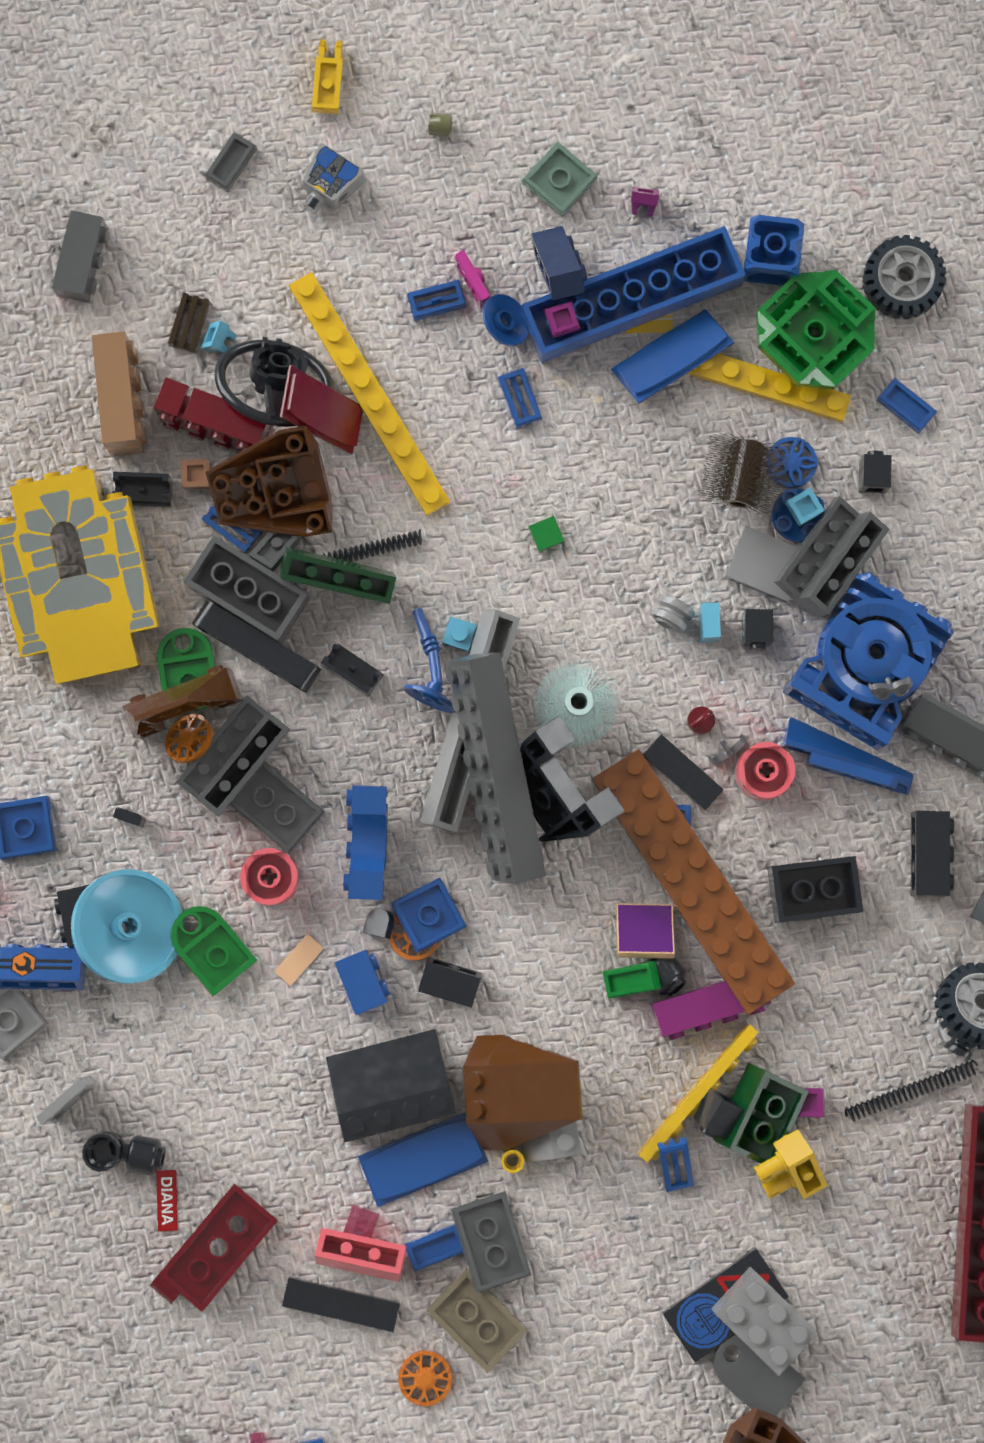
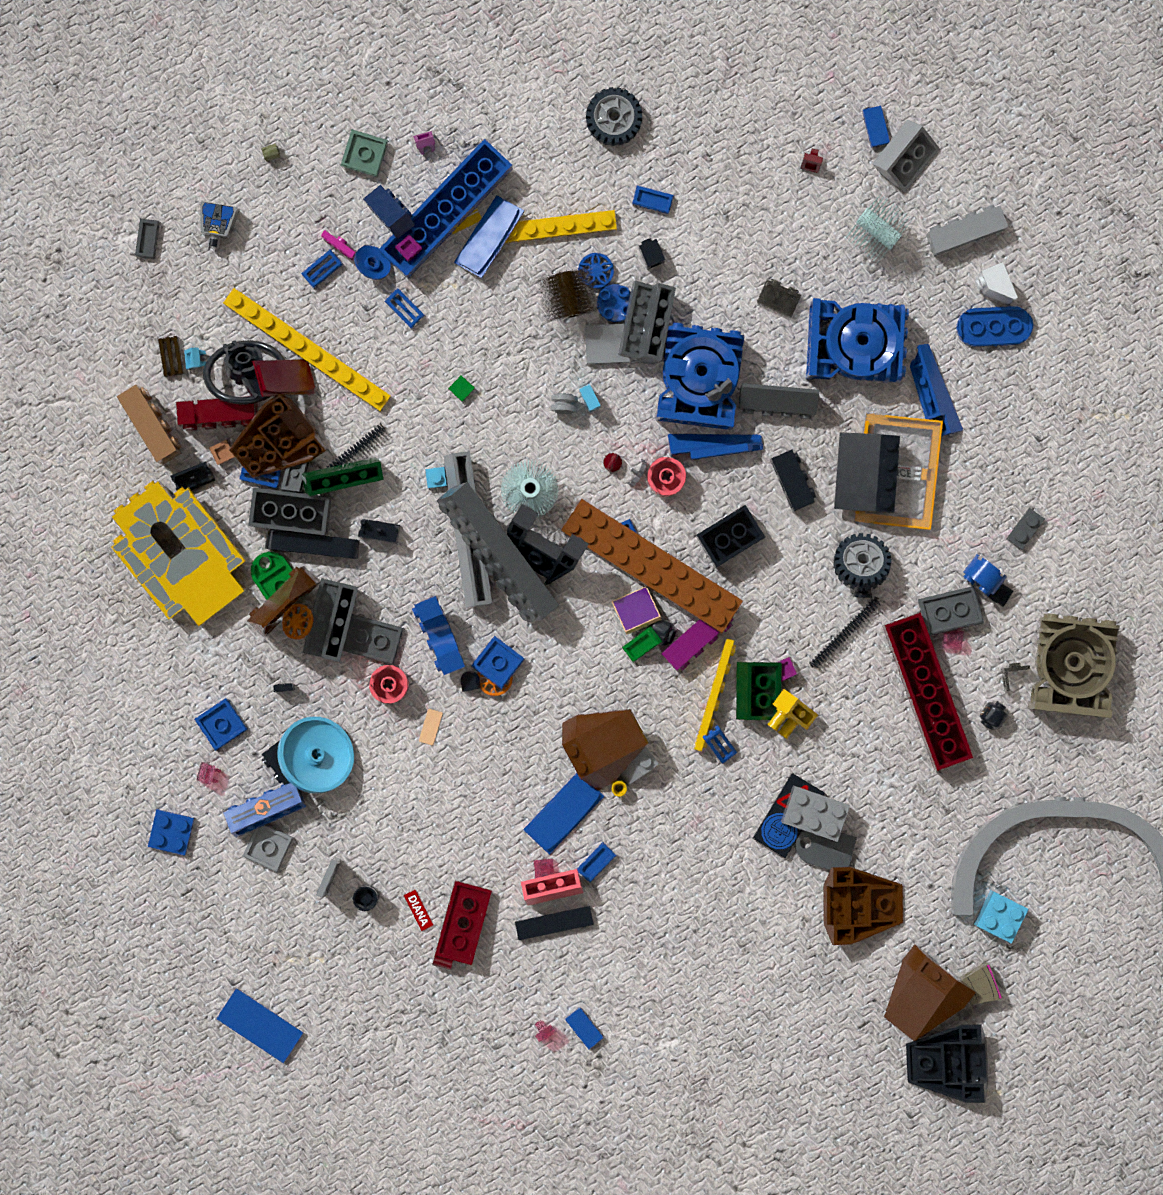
camera: 20 degrees left, 5 degrees up
(80, 256) = (81, 346): dark grey brick -> none
(143, 1155) = (391, 889): black head -> none
(212, 950) = (374, 745): green tile -> none
(327, 80) = (184, 156): yellow hinge -> none
(362, 982) = (476, 722): blue brick -> none
(390, 1085) = (523, 777): black slope -> none
(425, 1378) = (625, 943): orange wheel -> none
(432, 693) = (436, 523): blue dish -> none
(450, 982) = (530, 697): black hinge -> none
(477, 1321) = (641, 894): dark tan plate -> none
(490, 1242) = (627, 843): dark grey tile -> none
(683, 772) = (616, 500): black tile -> none
(718, 1114) = (731, 702): black brick -> none
(757, 628) = (621, 388): black brick -> none
(773, 249) = (522, 138): blue piece -> none
(804, 506) = (616, 297): medium azure plate -> none
(832, 308) = (572, 159): green piece -> none

